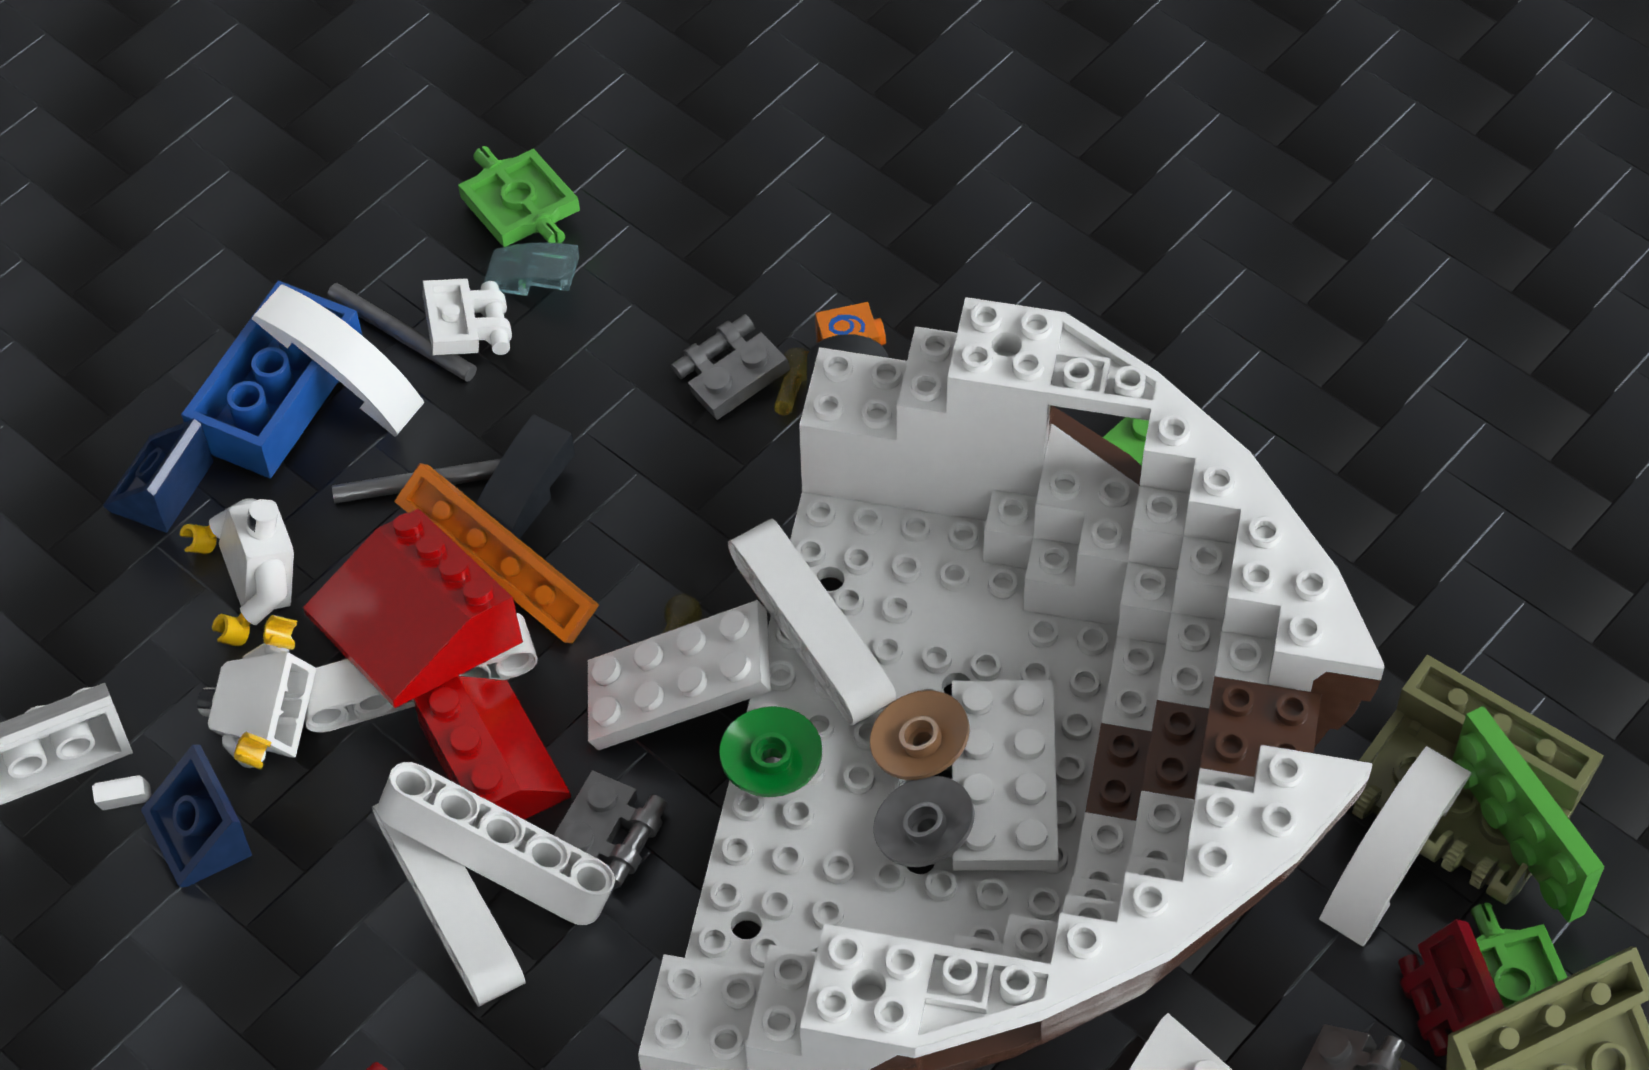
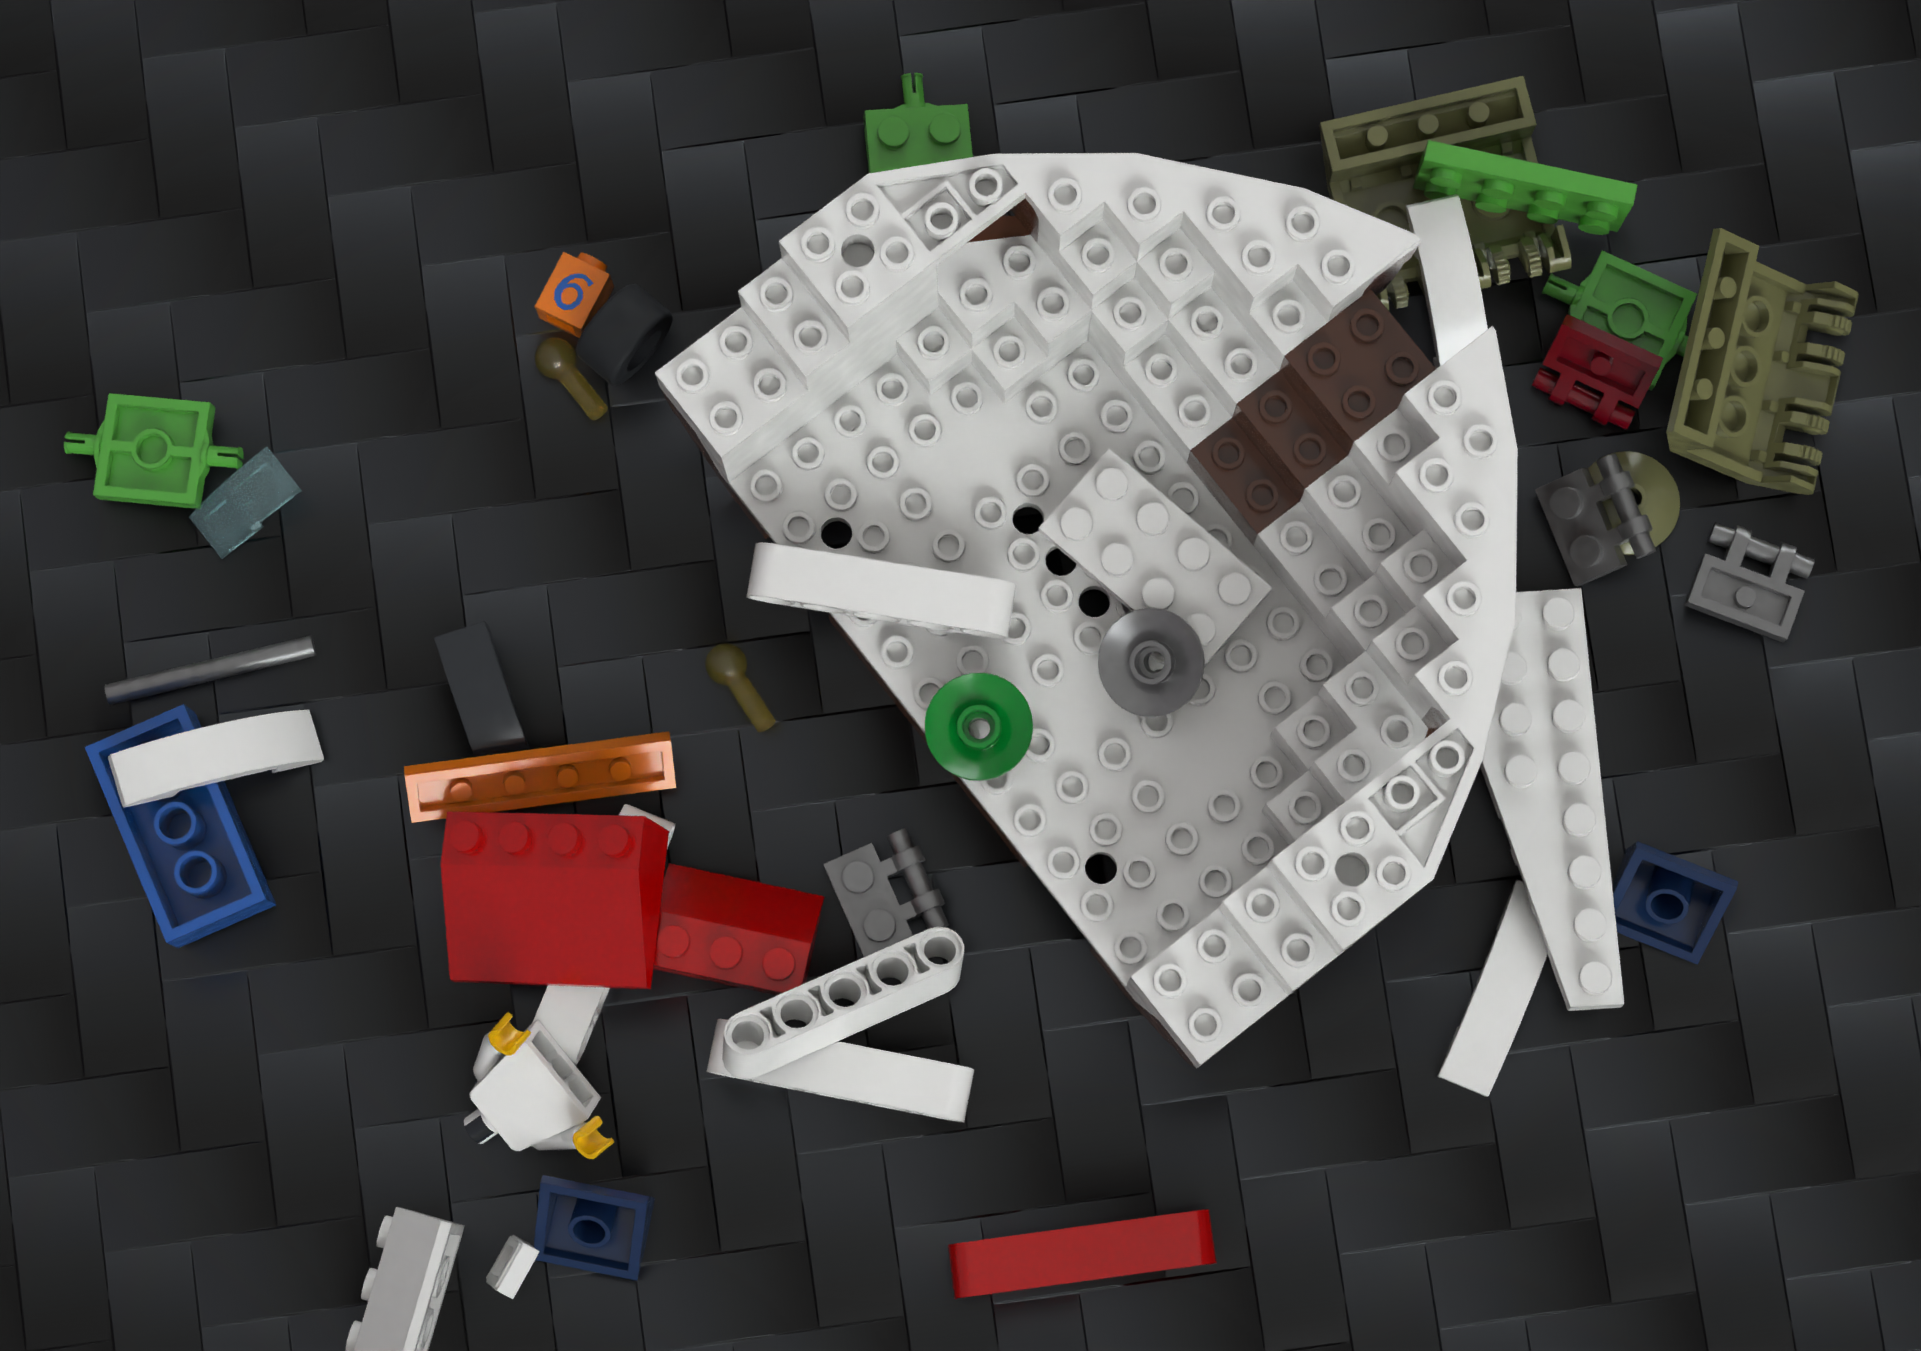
camera: 50 degrees left, 25 degrees up
(162, 476) = (190, 1002): dark blue slope -> none
(257, 560) = (368, 984): white torso -> none
(394, 484) = (394, 775): flat silver bar -> none
(452, 319) = (247, 619): white plate -> none
(678, 675) = (810, 728): white plate -> none
(737, 375) = (527, 419): flat silver plate -> none
(915, 720) = (1043, 593): medium nougat dish -> none

